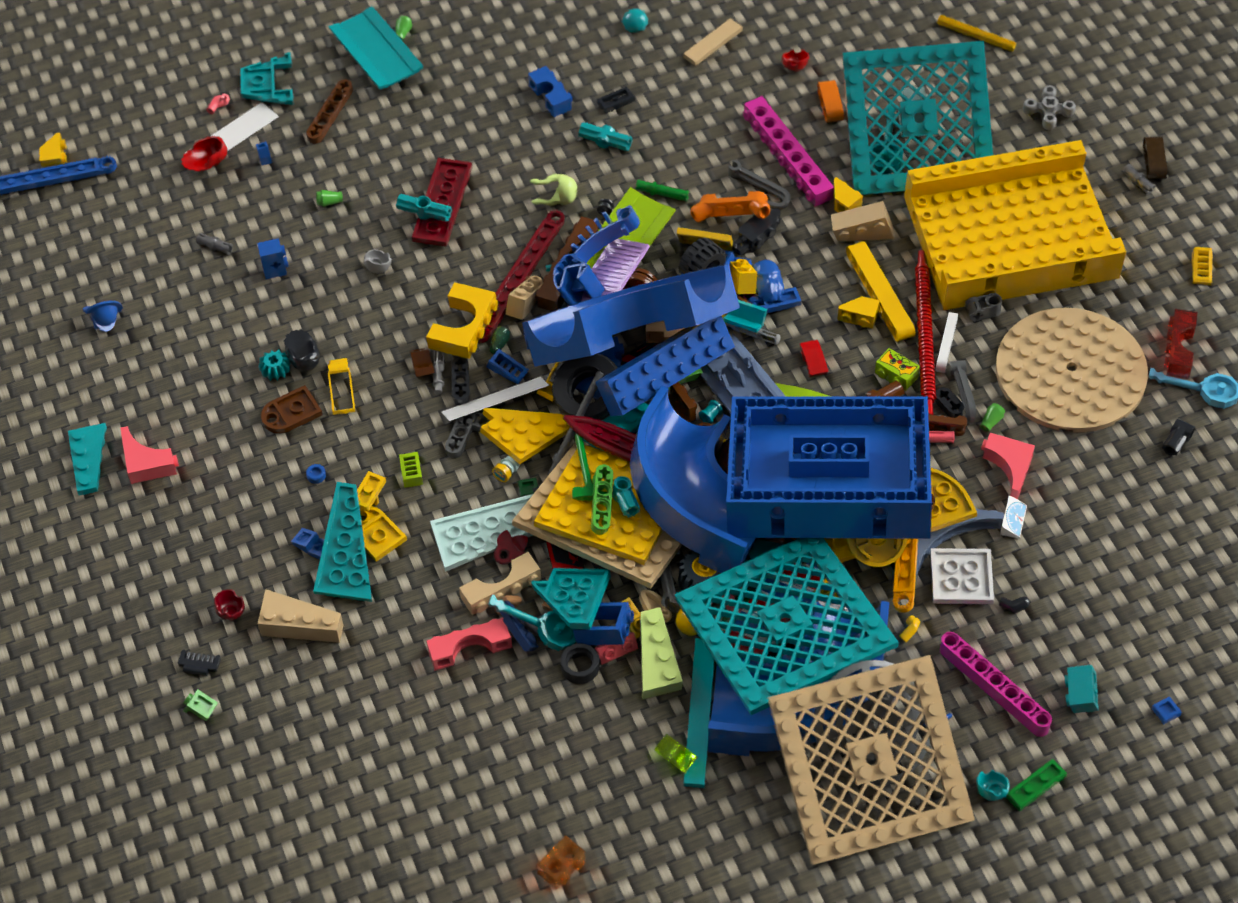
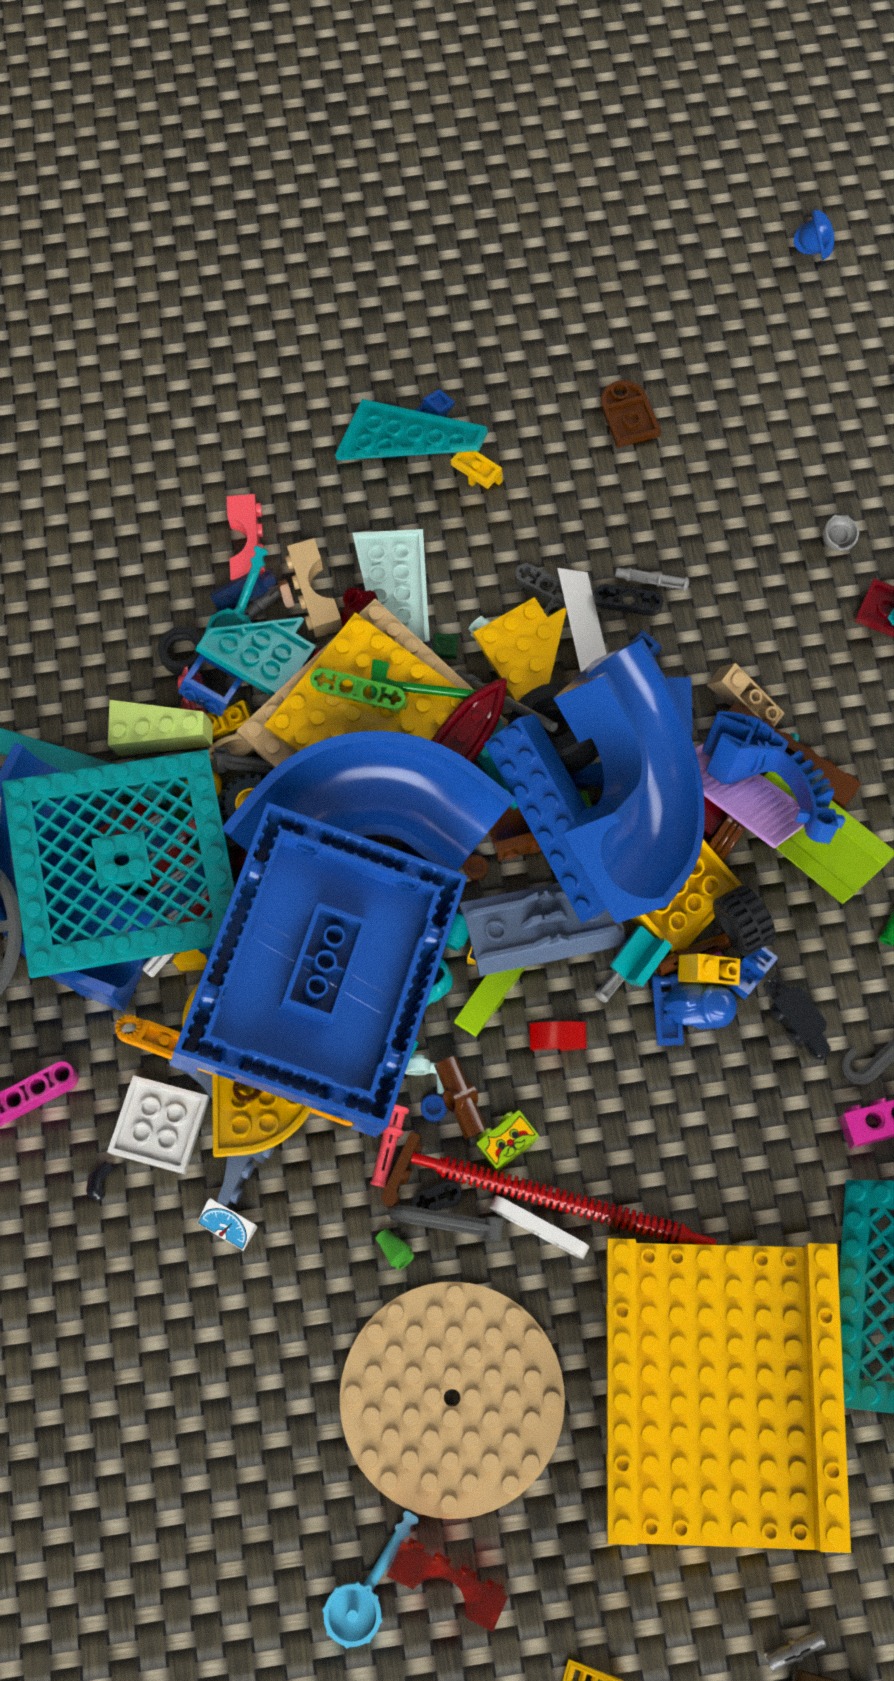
camera: 105 degrees right, 15 degrees up
(86, 453) = (627, 211): teal wing -> none
(145, 462) = (591, 255): coral arch -> none
(198, 667) = (307, 287): black piece -> none
(200, 704) = (254, 280): bracket -> none
(228, 605) = (368, 317): dark red hair -> none
(272, 258) = (861, 413): blue brick -> none
(274, 365) = (698, 401): teal gear -> none
(297, 619) = (330, 376): tan wedge -> none
(301, 350) = (708, 431): black hair -> none
(316, 473) = (529, 427): blue tile -> none
(340, 366) = (677, 469): yellow piece -> none
(380, 533) = (427, 477): yellow tile -> none
(412, 480) = (507, 516): lime slope -> none
(421, 361) = (668, 562): reddish brown slope -> none
(464, 340) = (729, 633): yellow arch -> none
(499, 339) = (681, 653): clear green cone -> none
(501, 472) = (471, 616): yellow tile -> none
(524, 267) = (789, 698): dark red plate -> none
(605, 205) = (883, 826): black bush -> none
(625, 497) = (354, 719): teal piece -> none
(675, 753) = (23, 729): clear neon green slope -> none
(689, 236) = (790, 937): yellow tile -> none
(711, 411) = (500, 879): teal bush -> none
(753, 204) = (837, 1015): orange plate -> none
(845, 196) = (836, 1159): yellow slope -> none
(859, 311) = (621, 1121): yellow slope -> none
(863, 223) = (778, 1170): tan wedge -> none
(880, 289) = (653, 1160): yellow beam -> none
(913, 624) = (103, 1037): yellow arm -> none
(984, 306) = (589, 1299): dark grey piece -> none
(1011, 456) = (318, 1253): coral arch -> none
(1179, 434) = (292, 1517): black piece -> none

